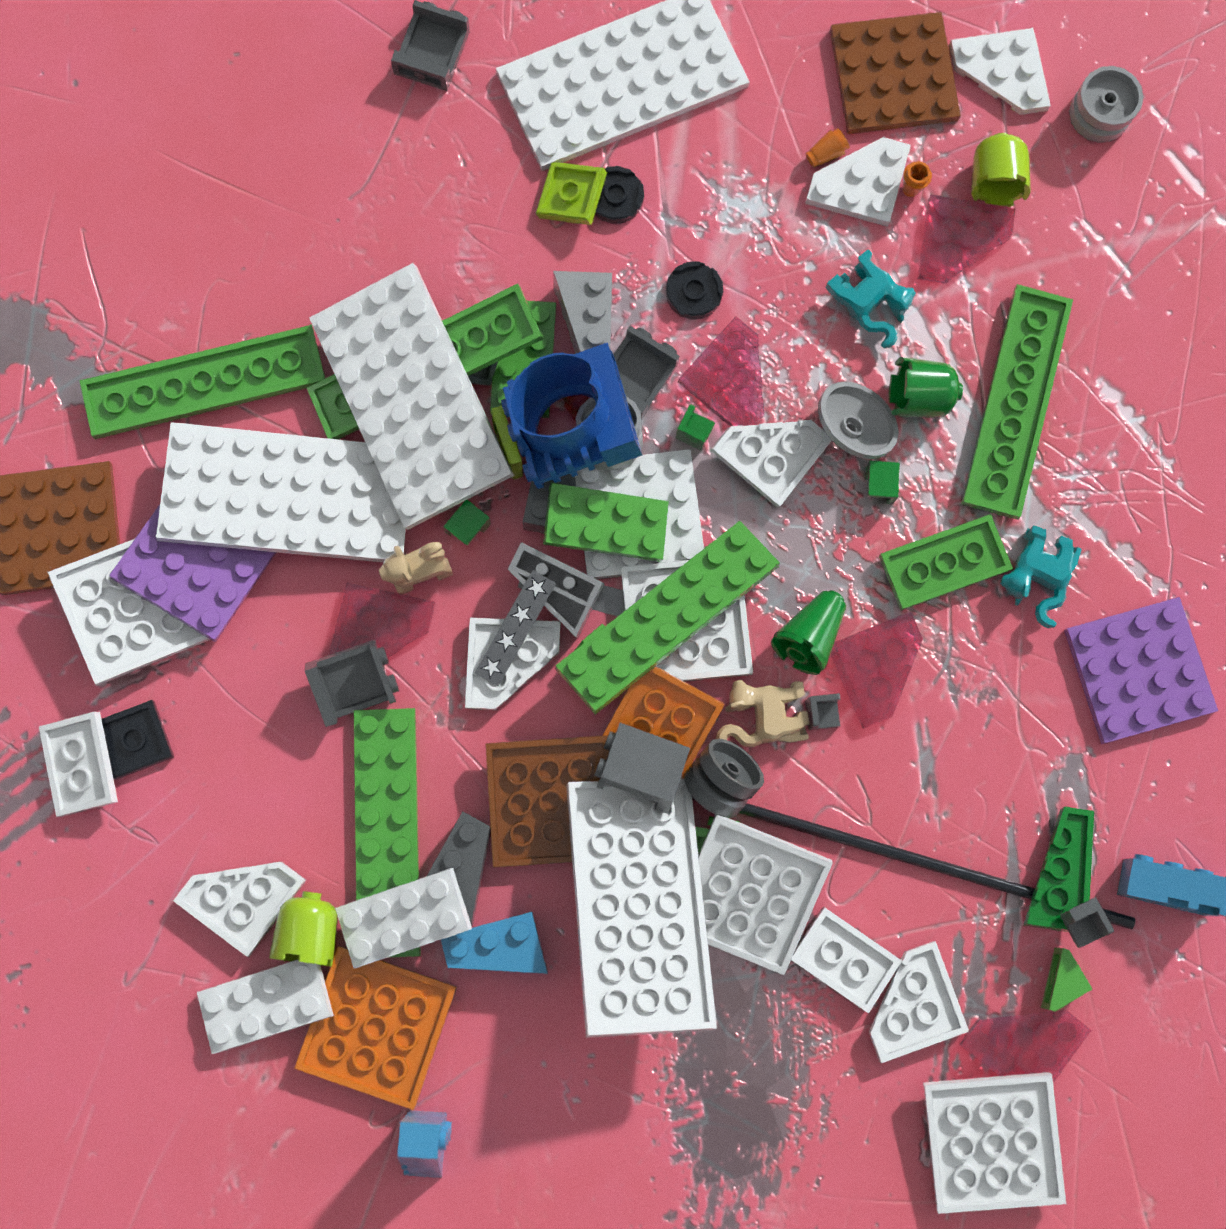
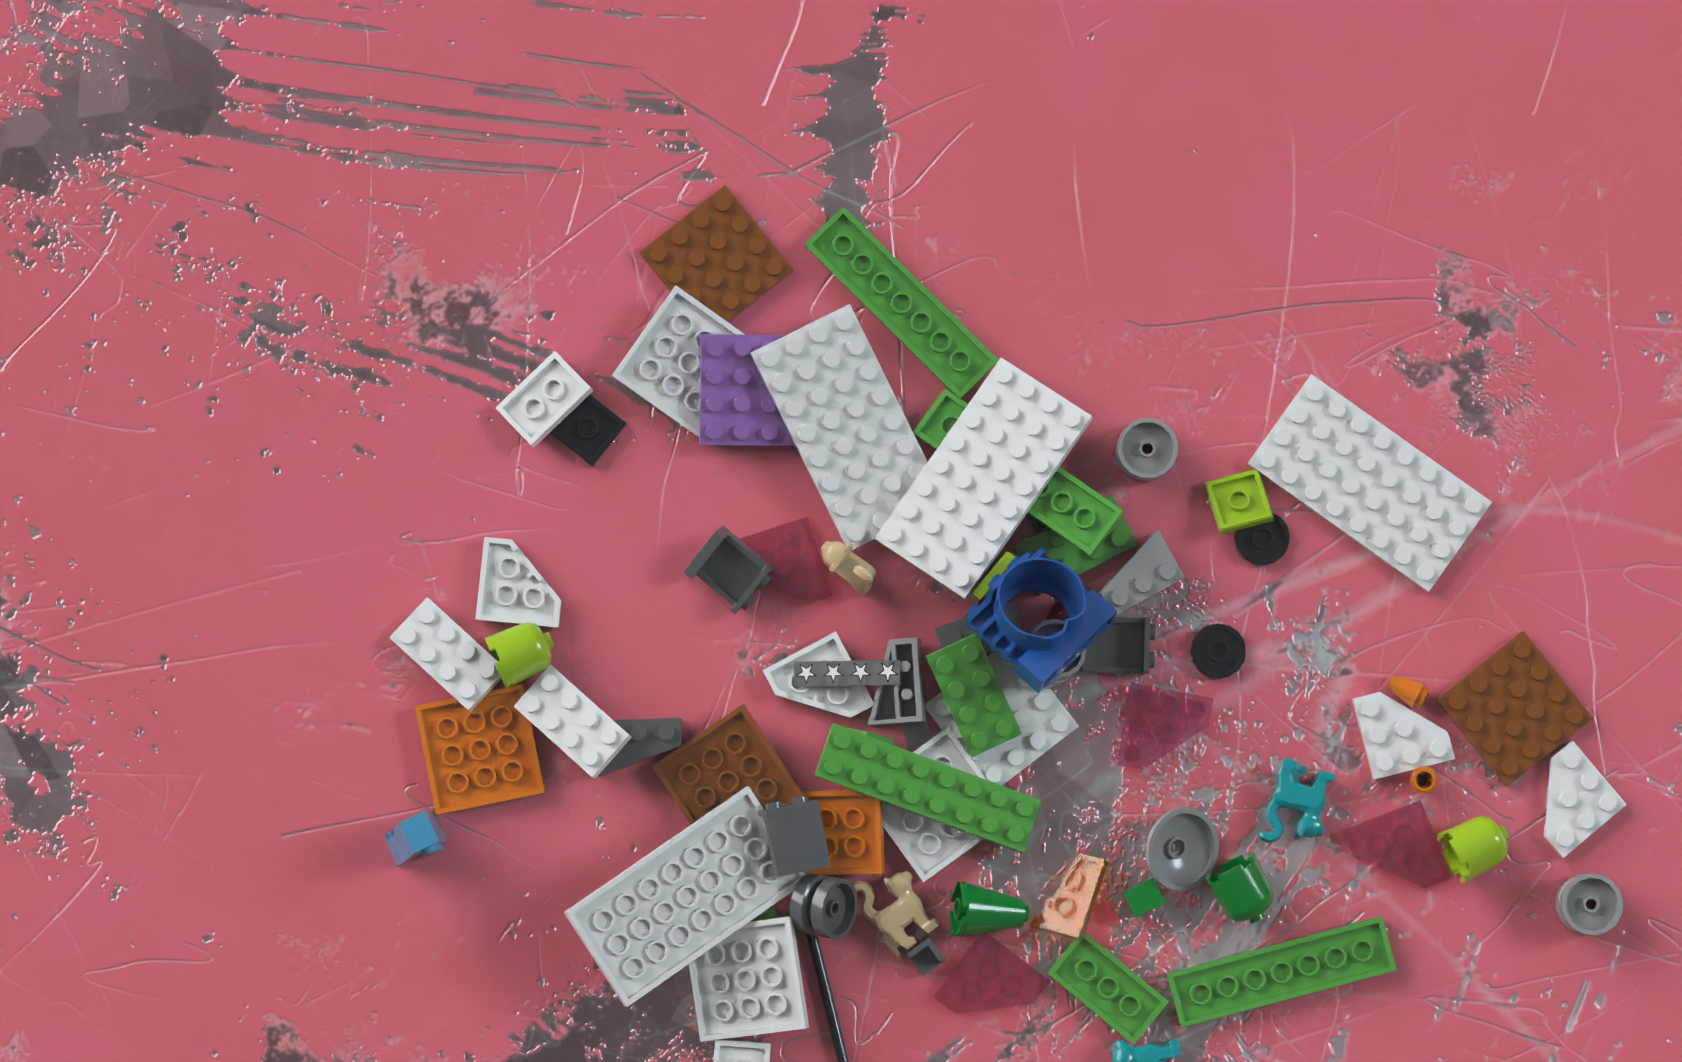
camera: 70 degrees right, 5 degrees up
(386, 802) = (654, 652): bright green plate -> none
(431, 45) = (1298, 309): dark grey panel -> none
(467, 522) = (909, 584): green panel -> none
(475, 242) = (1138, 435): none -> light grey wheel
(498, 946) = (594, 807): dark azure wedge -> none
(694, 429) = (1098, 720): green panel -> none
(772, 454) = (1112, 795): white plate -> none
(849, 546) = (1074, 900): none -> clear orange wing

